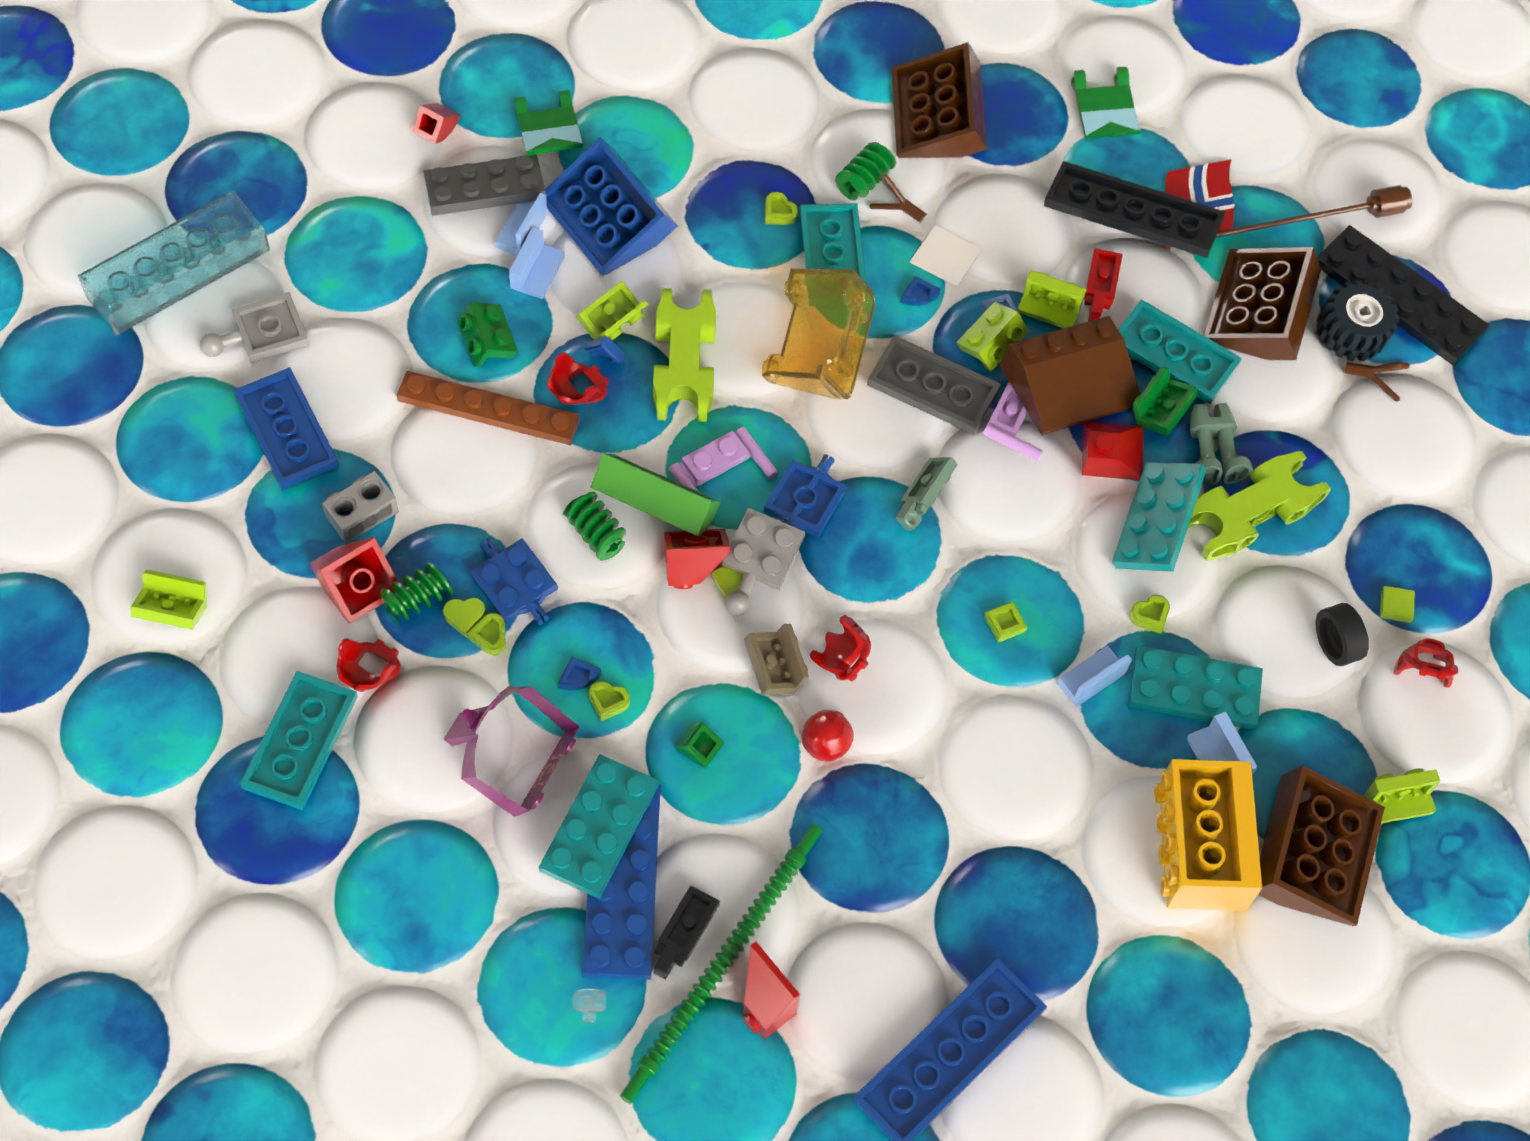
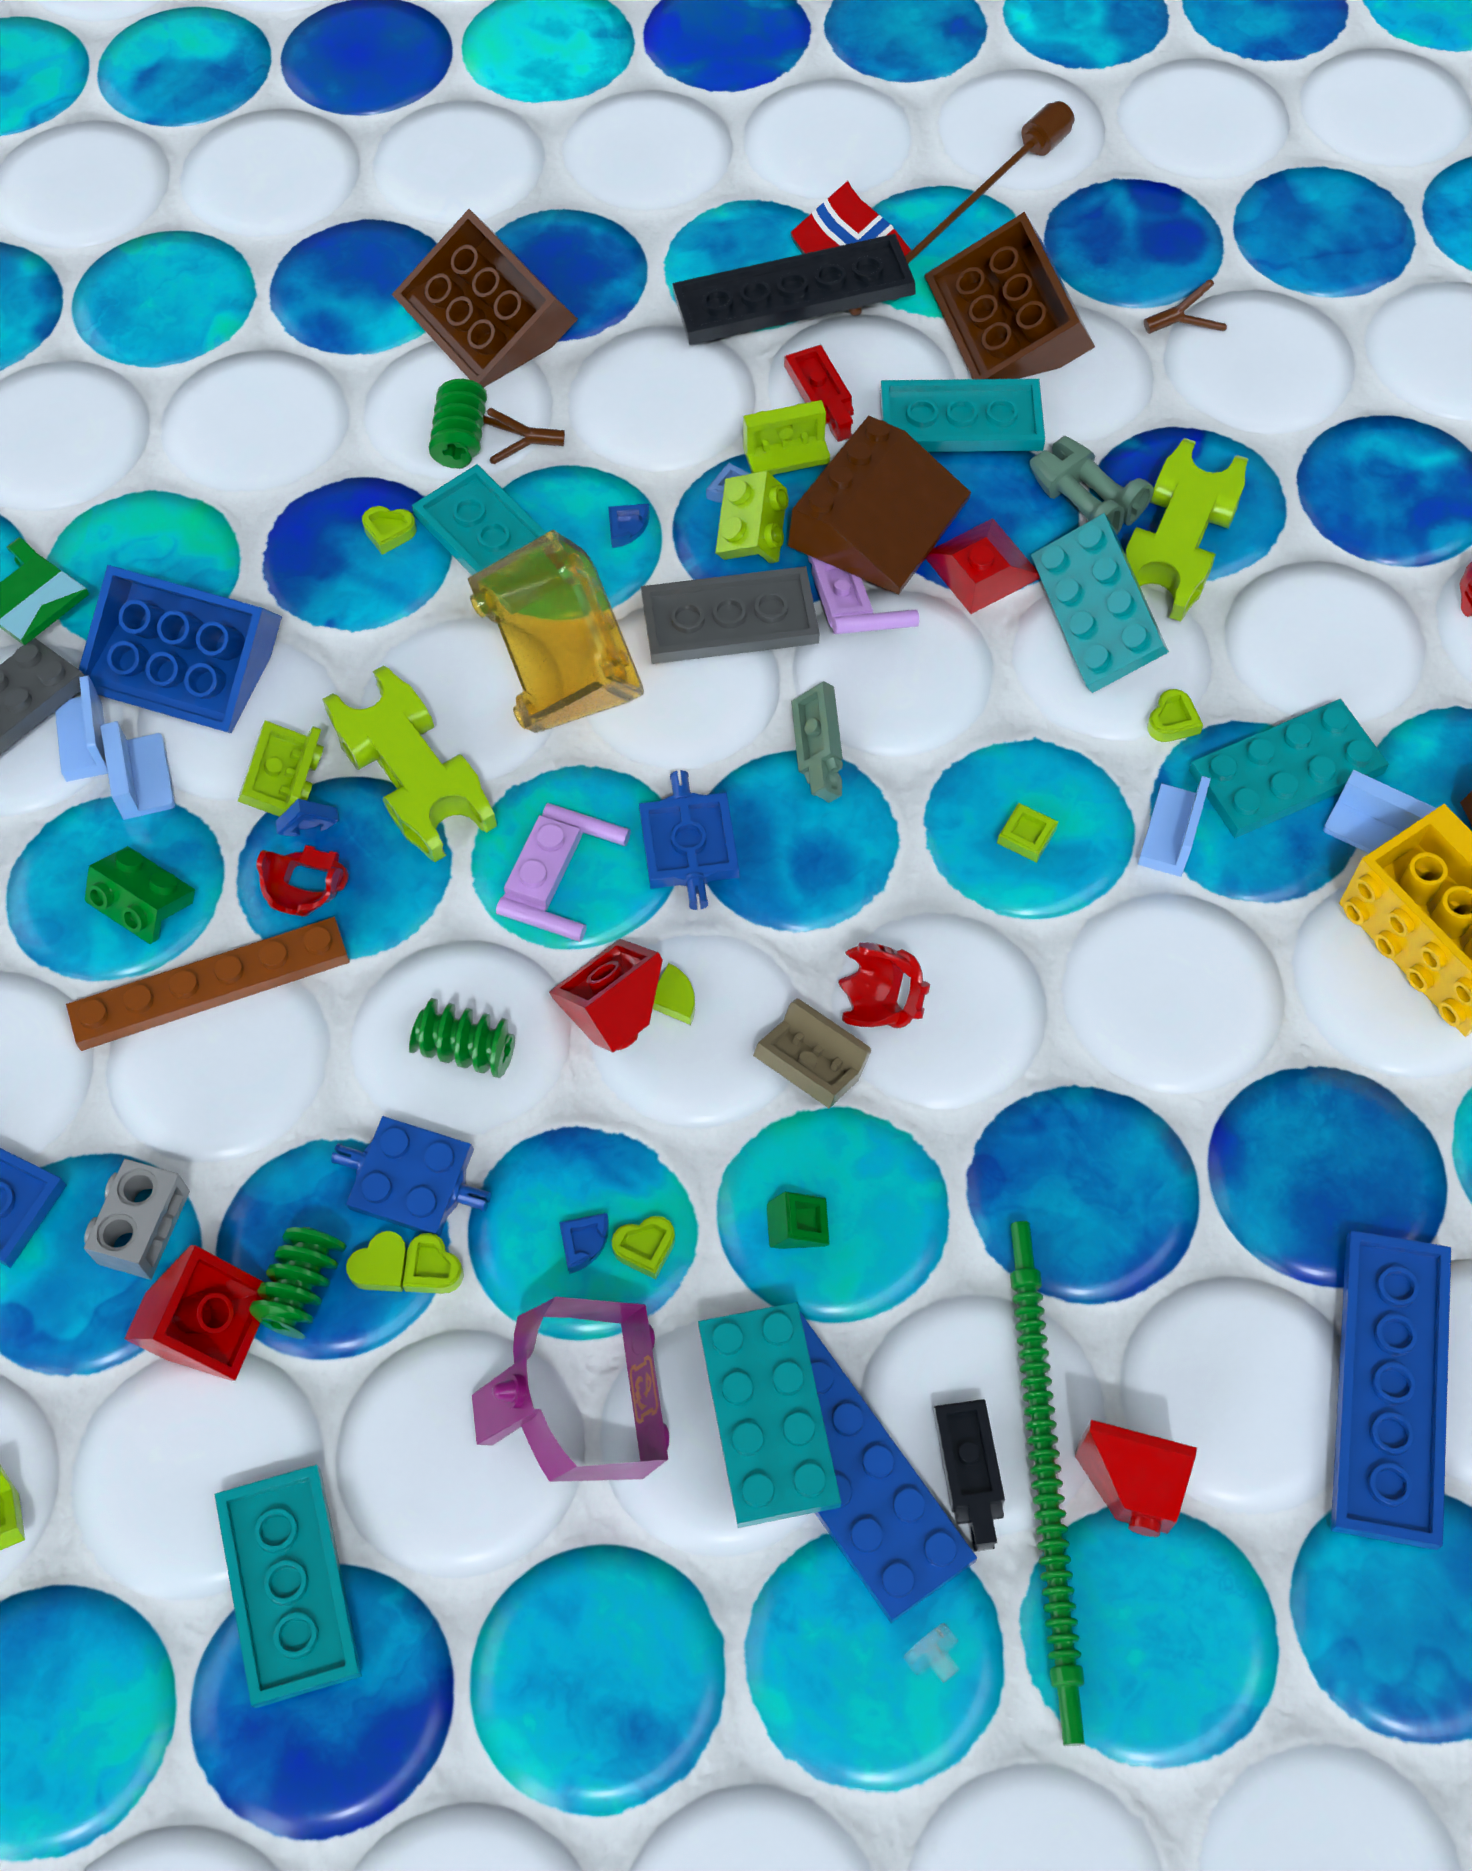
camera: 30 degrees left, 0 degrees up
(359, 679) = (306, 1443): red helmet -> none
(655, 494) = (505, 952): bright green brick -> none
(761, 552) = (696, 937): light grey plate -> none
(827, 735) = (939, 1104): red piece -> none
(946, 255) = (621, 465): white sticker -> none
(1106, 109) = (670, 203): green flag -> none
(1163, 403) = (998, 478): green bracket -> none
(1342, 634) = (1406, 587): black tyre -> none
(1357, 320) = (1123, 267): black wheel -> none
(1397, 604) = (1410, 540): lime tile -> none
(1422, 307) = (1140, 217): black plate -> none

